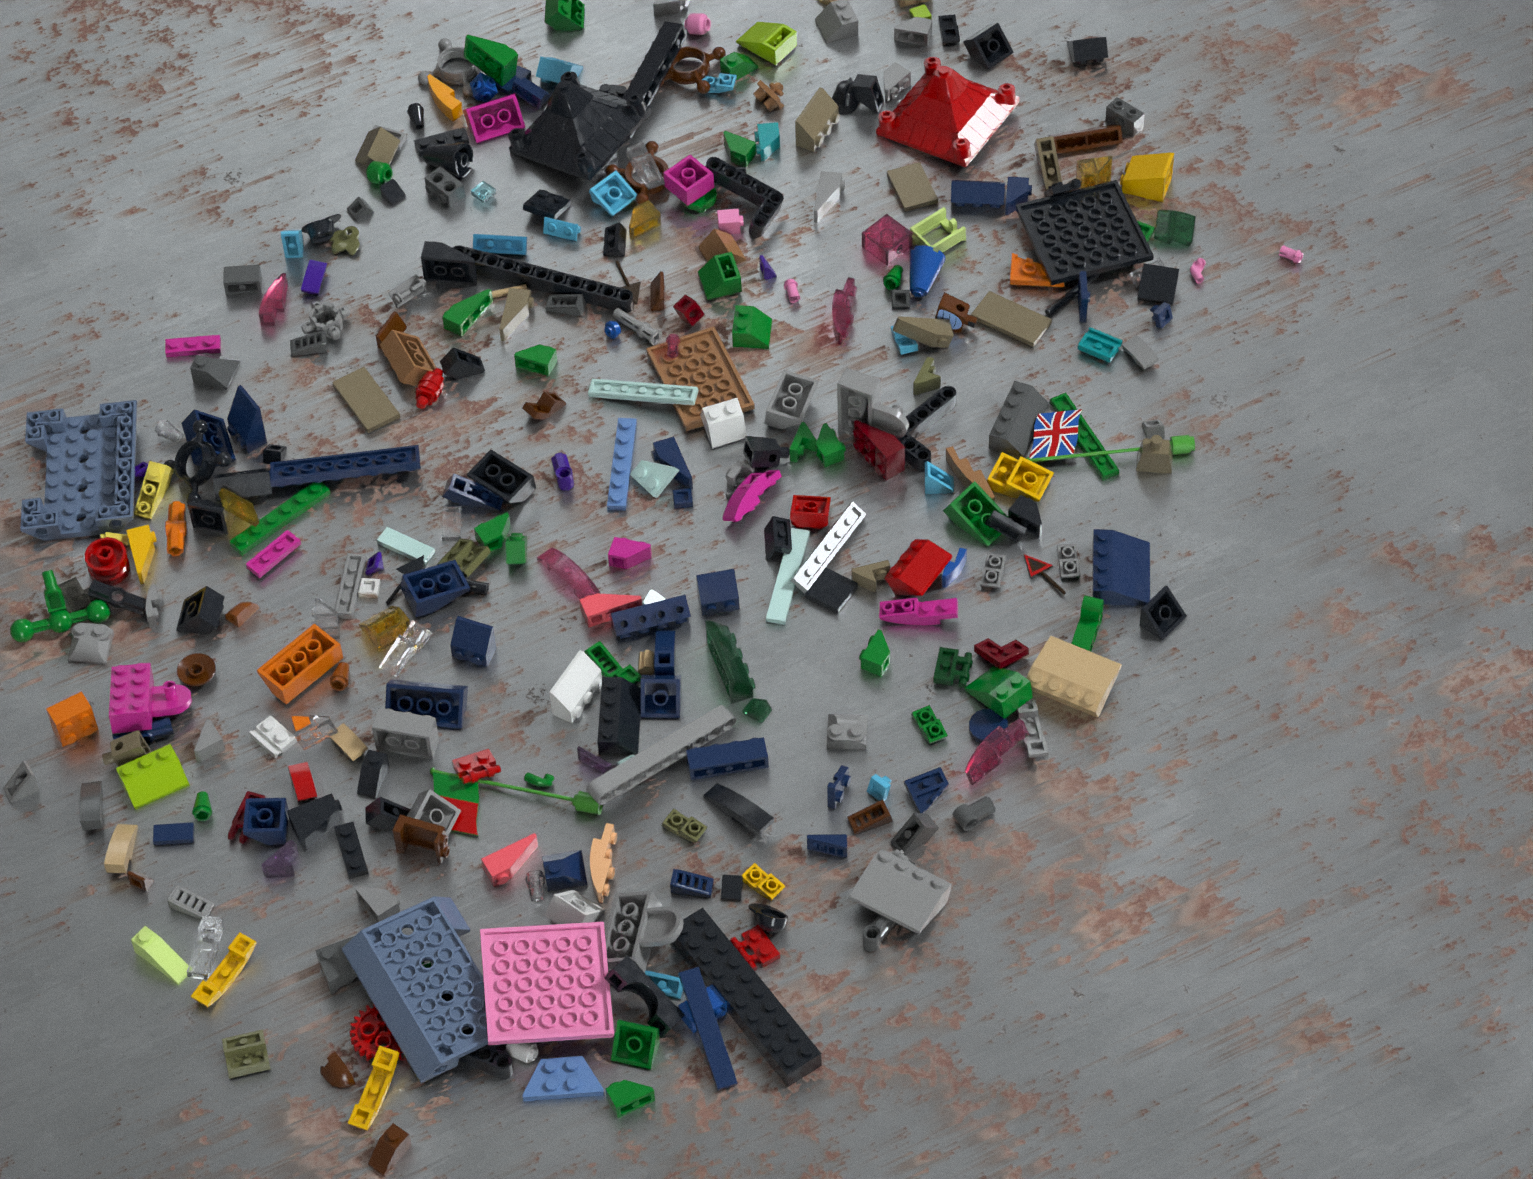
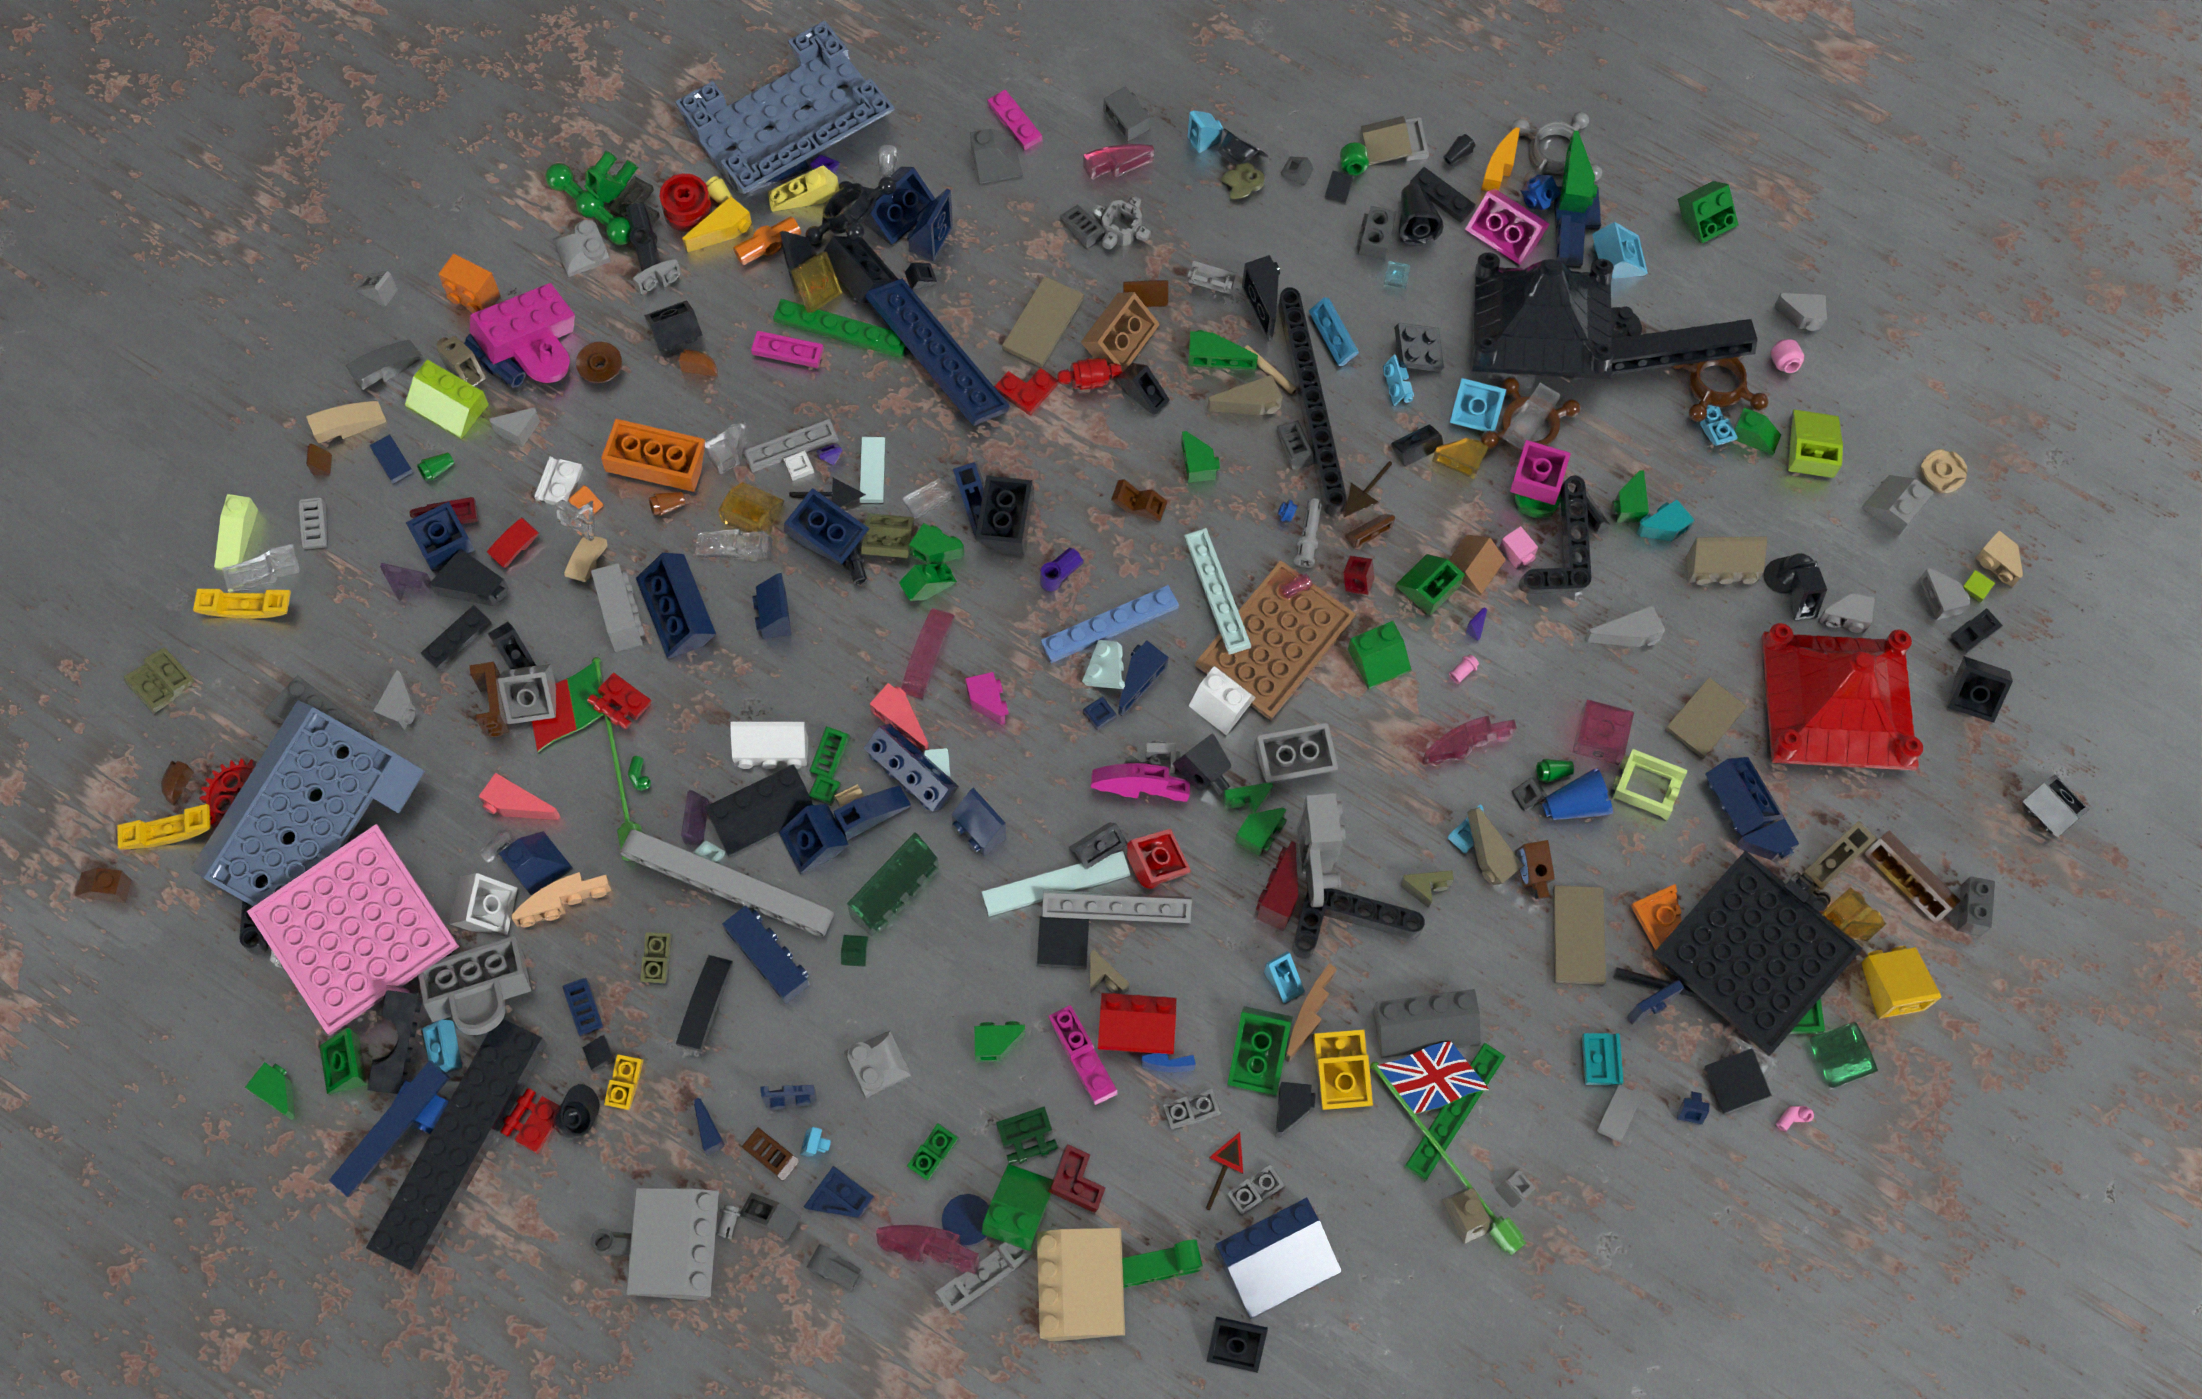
camera: 55 degrees right, 15 degrees up
(313, 277) = (1173, 177): dark purple slope -> none
(372, 773) = (557, 604): black slope -> none
(415, 432) = (1027, 395): none -> red plate
(562, 1079) = (271, 1010): medium blue wing -> none
(772, 93) = (1738, 491): medium nougat hips -> none
(1005, 526) = (1258, 1090): black plate -> none
(1291, 254) = (1894, 1220): bright pink pin -> none

